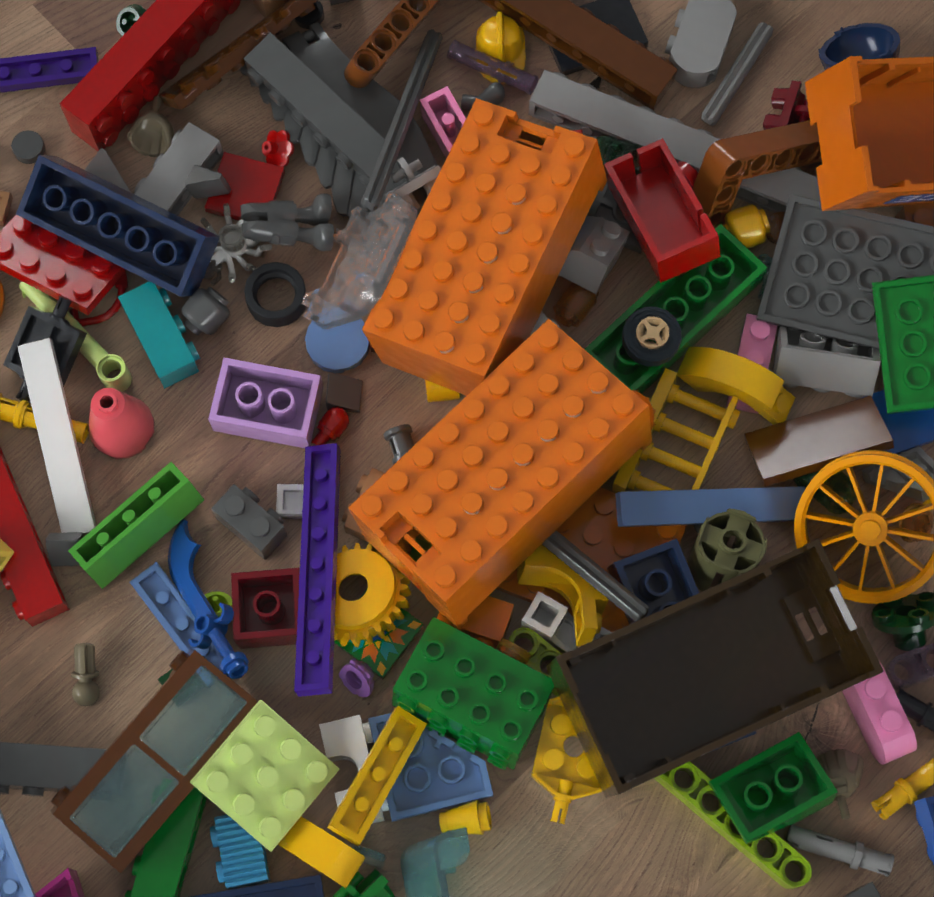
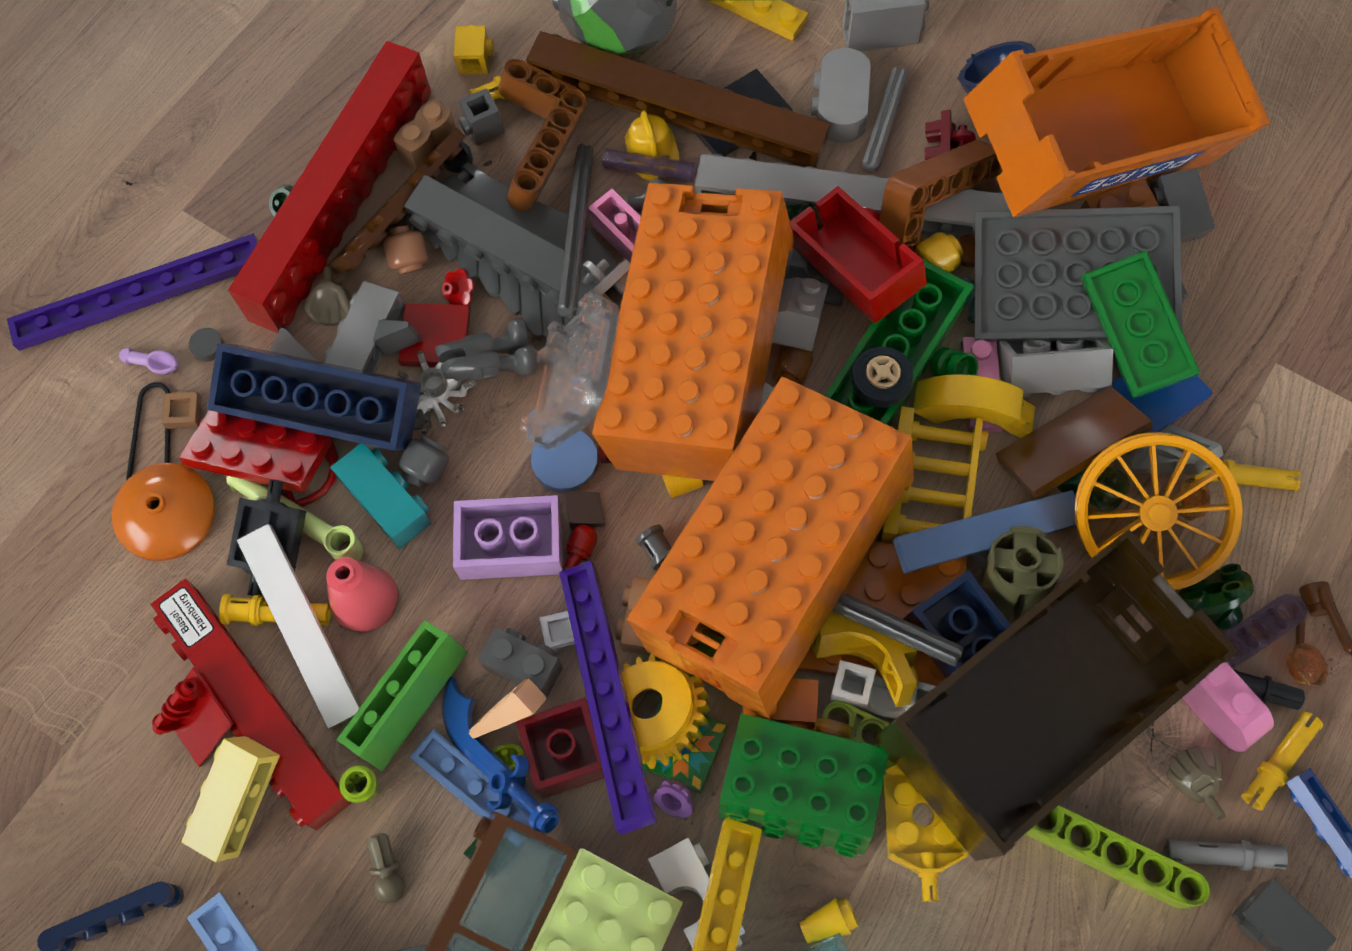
camera: 10 degrees left, 5 degrees down
(58, 546) = (325, 739): dark grey slope -> none
(74, 591) = (352, 782): none -> lime cone
(233, 560) = (516, 705): none -> light nougat slope
(236, 99) = (405, 250): none -> nougat head
(268, 272) = (479, 408): black tyre -> none
(434, 775) = (784, 882): medium blue plate -> none
(726, 337) = (951, 362): none -> green wheel
(774, 789) = (1143, 806): green slope -> none

